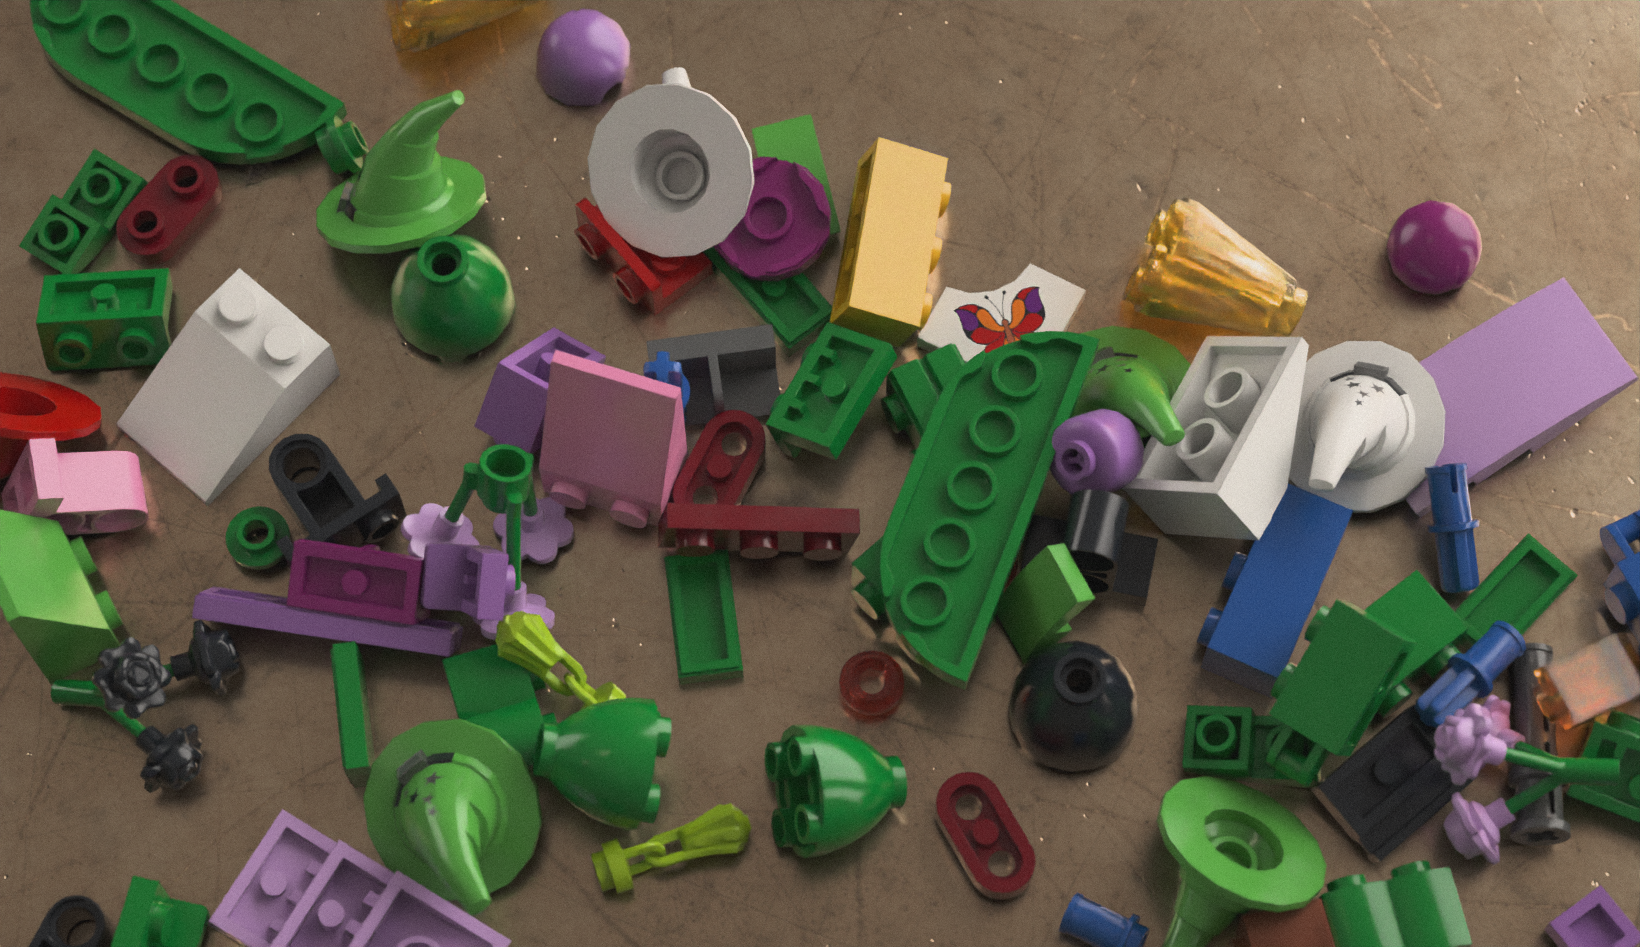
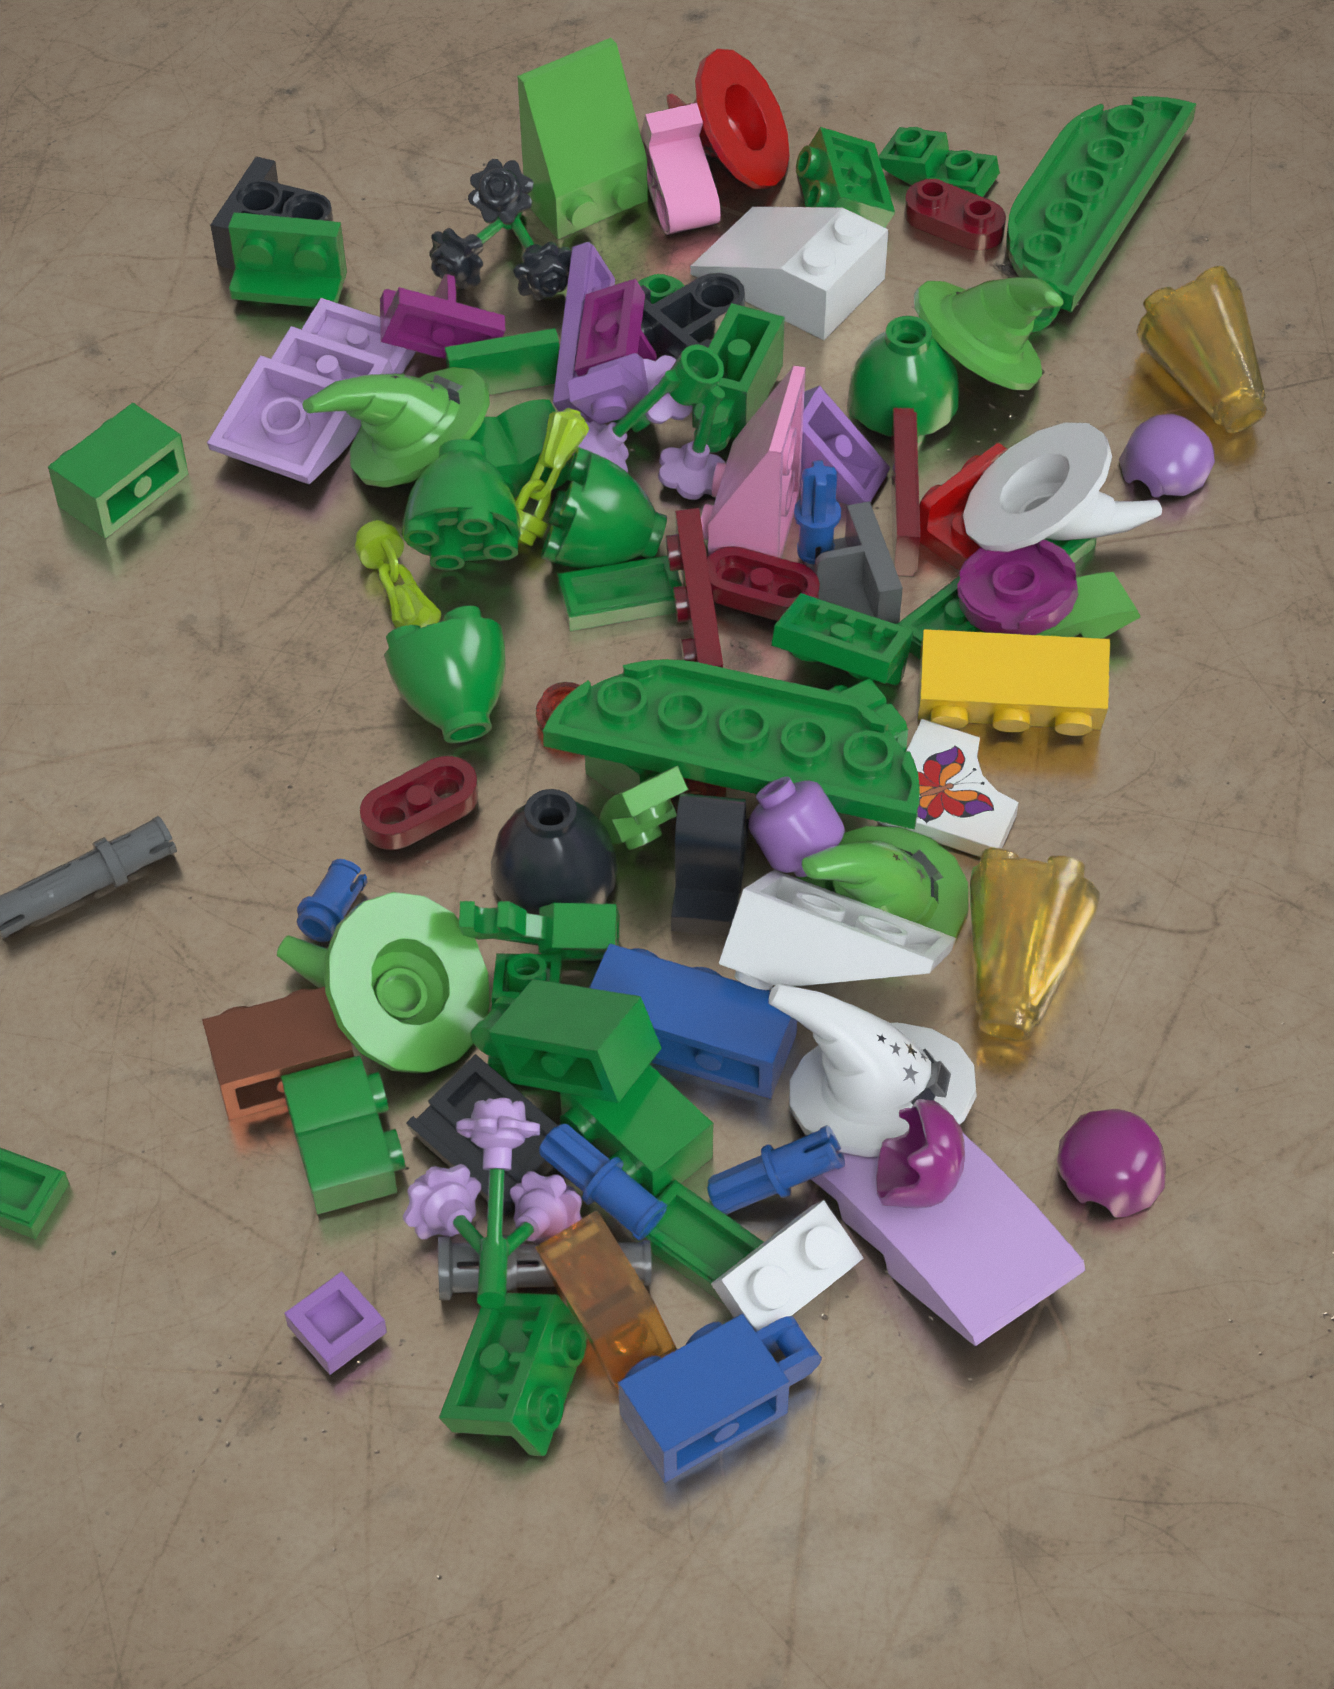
camera: 85 degrees right, 15 degrees down
(283, 782) = (435, 321): none -> magenta panel
(415, 451) = (752, 358): none -> green brick
(605, 311) = (905, 491): none -> dark red tile
(621, 624) = (601, 517): none -> green piece
(1169, 697) = (567, 929): none -> green piece
(1482, 390) = (923, 1162): none -> magenta hair
(1550, 529) = (788, 1268): none -> white plate

